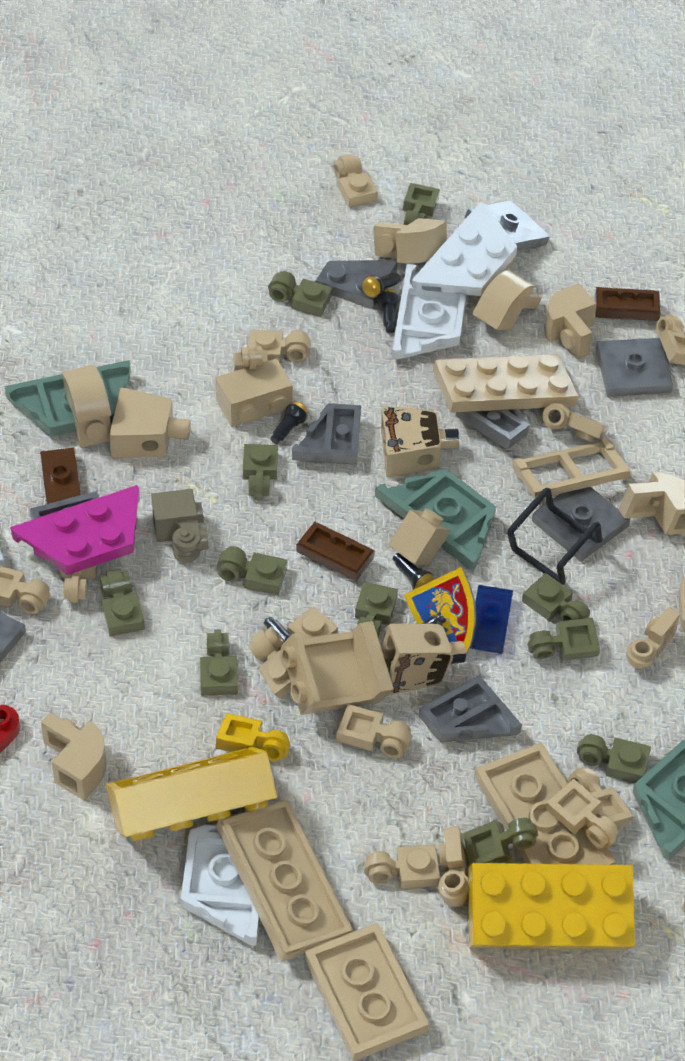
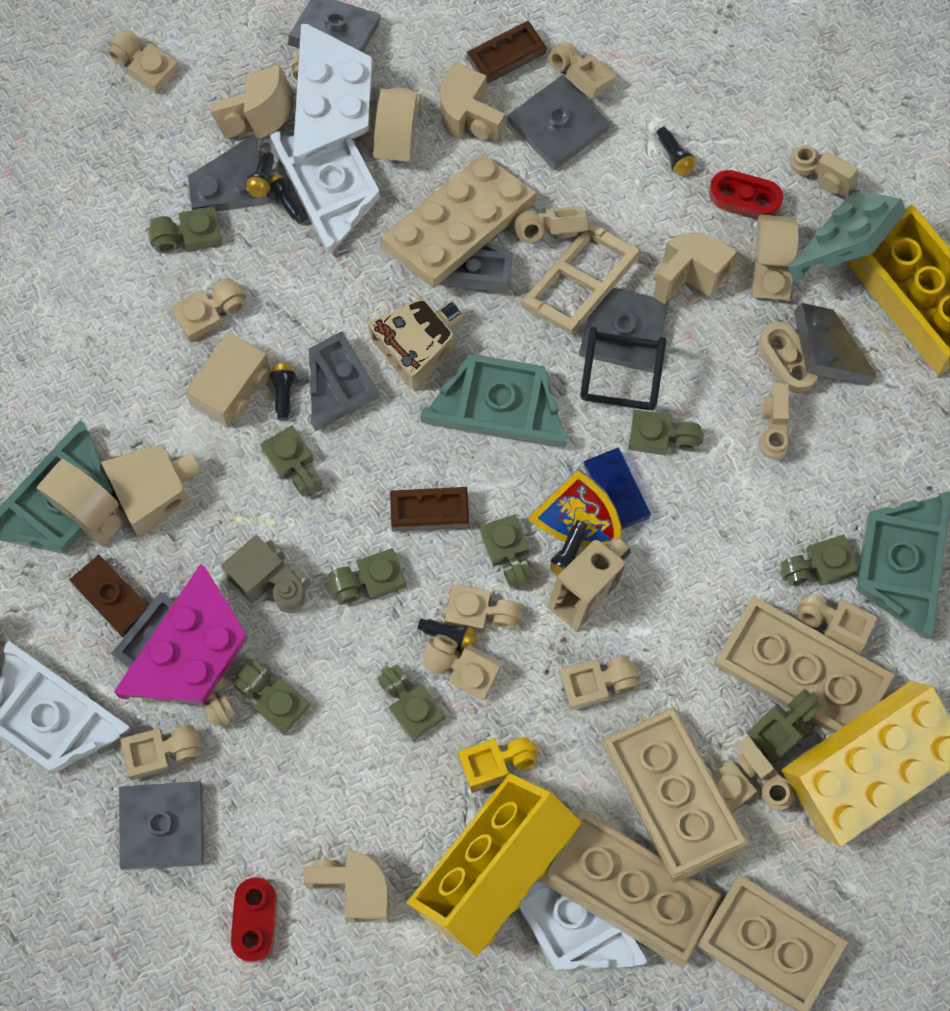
camera: 30 degrees left, 20 degrees up
(249, 357) = (203, 350): tan plate -> none
(336, 669) = (528, 644): tan panel -> none
(369, 837) = (675, 795): none -> tan tile
(416, 576) = (528, 488): black piece -> none
(419, 202) = (228, 48): olive plate -> none
(420, 536) = (502, 448): tan brick -> none
(469, 714) = (669, 605): flat silver wing -> none
(574, 637) = (708, 467): olive plate -> none
(578, 807) = (833, 649): tan plate -> none

